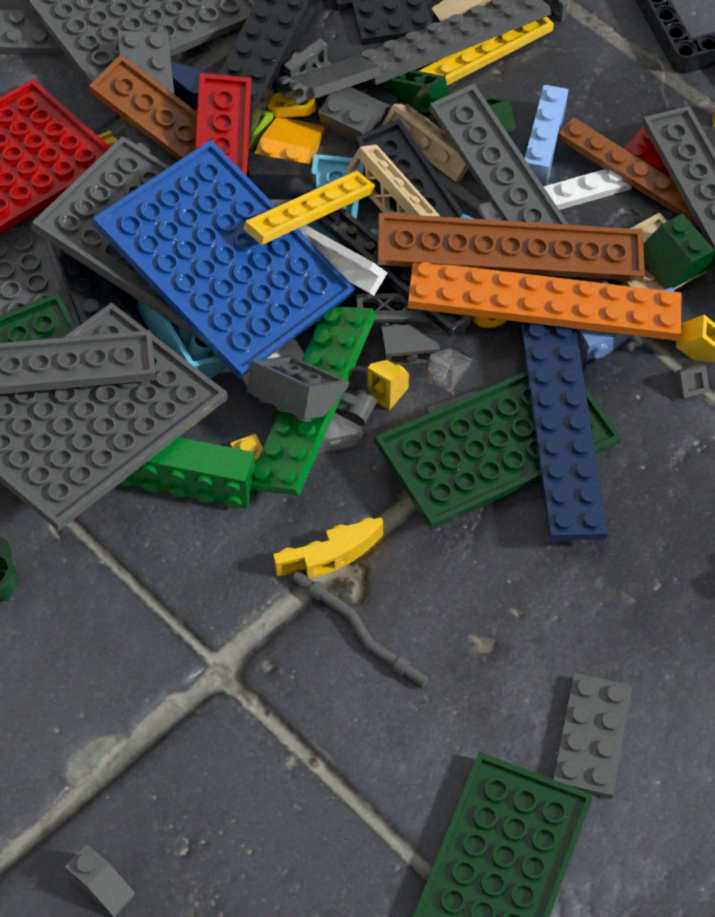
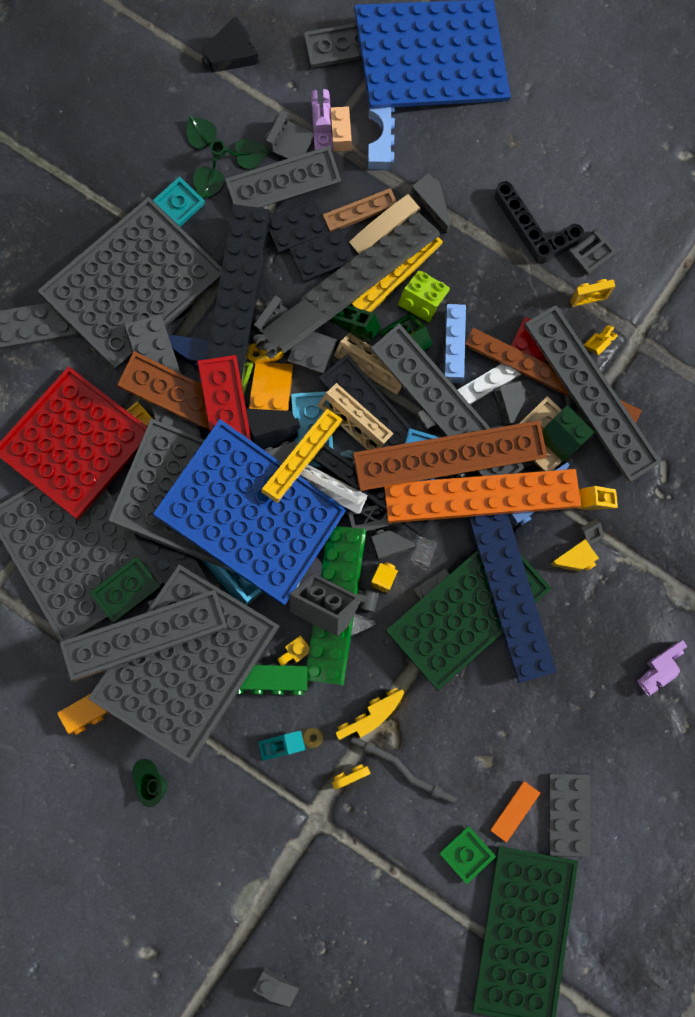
camera: 15 degrees left, 20 degrees up
(193, 561) = (281, 745): none -> teal slope
(240, 571) = (319, 737): none -> clear yellow plate
(283, 621) = (342, 779): none -> yellow plate
(429, 756) = (467, 854): none -> green plate
(512, 715) = (515, 811): none -> orange tile
(513, 78) = (423, 296): none -> lime bracket
(607, 203) = (510, 400): none -> dark grey slope
(663, 408) = (577, 558): none -> yellow slope

